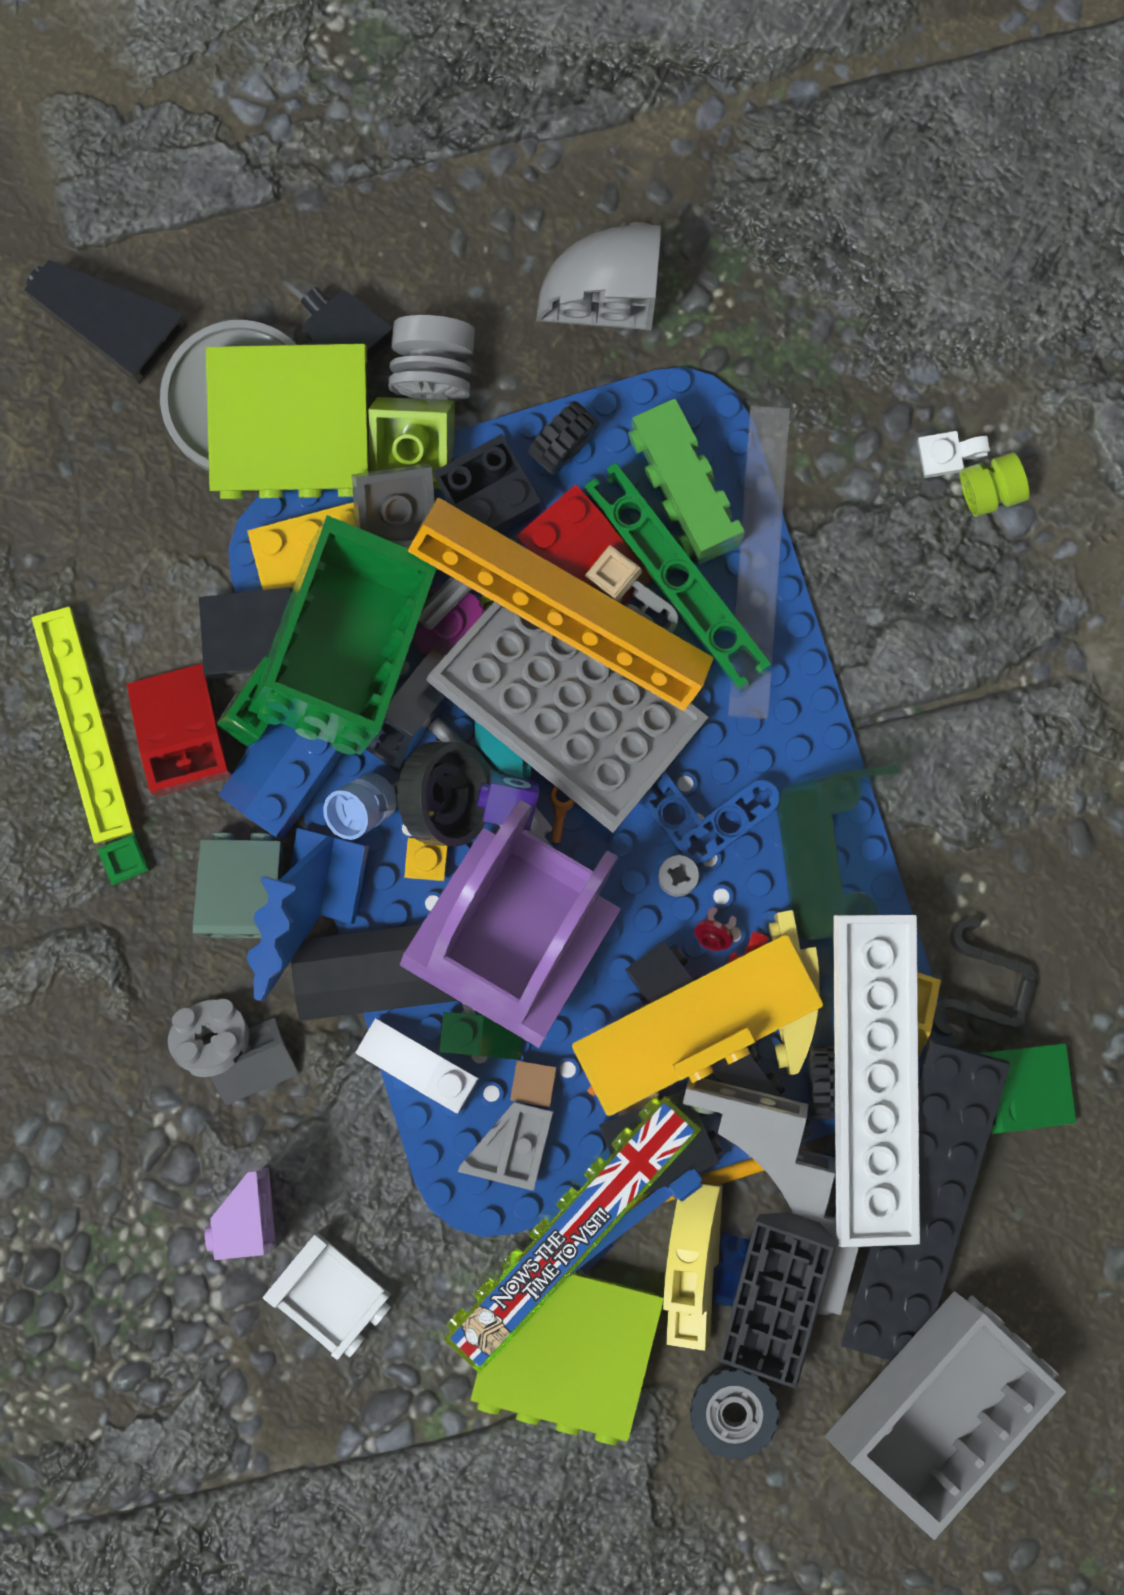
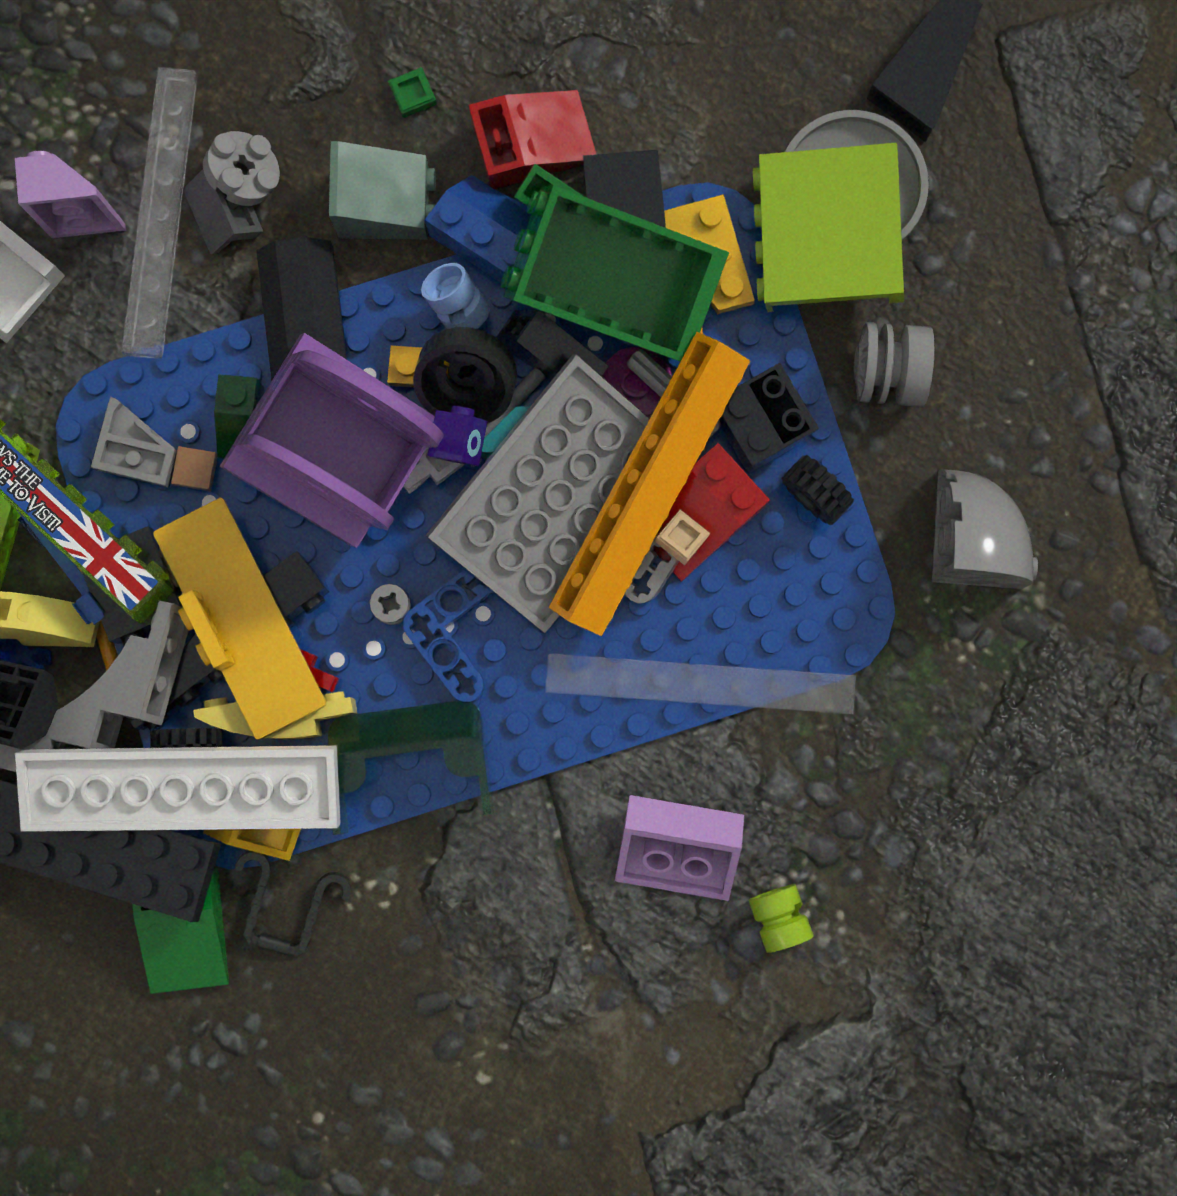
camera: 90 degrees right, 0 degrees up
(82, 725) = (538, 51): neon yellow plate -> none
(252, 1127) = (159, 213): none -> clear tile
(321, 881) = (385, 266): blue piece -> none
(344, 322) = (927, 282): black torso -> none
(393, 501) = (749, 324): dark grey plate -> none
(411, 433) = (814, 344): lime slope -> none
(417, 1066) = (214, 352): white slope -> none
(560, 814) = (444, 491): orange hand -> none
(661, 555) = (702, 584): green piece -> none
(685, 483) = (777, 609): bright green wedge -> none
(713, 934) = (332, 638): dark red plate -> none
(924, 584) = (680, 848): none -> lavender slope
(944, 453) = (813, 869): white plate -> none

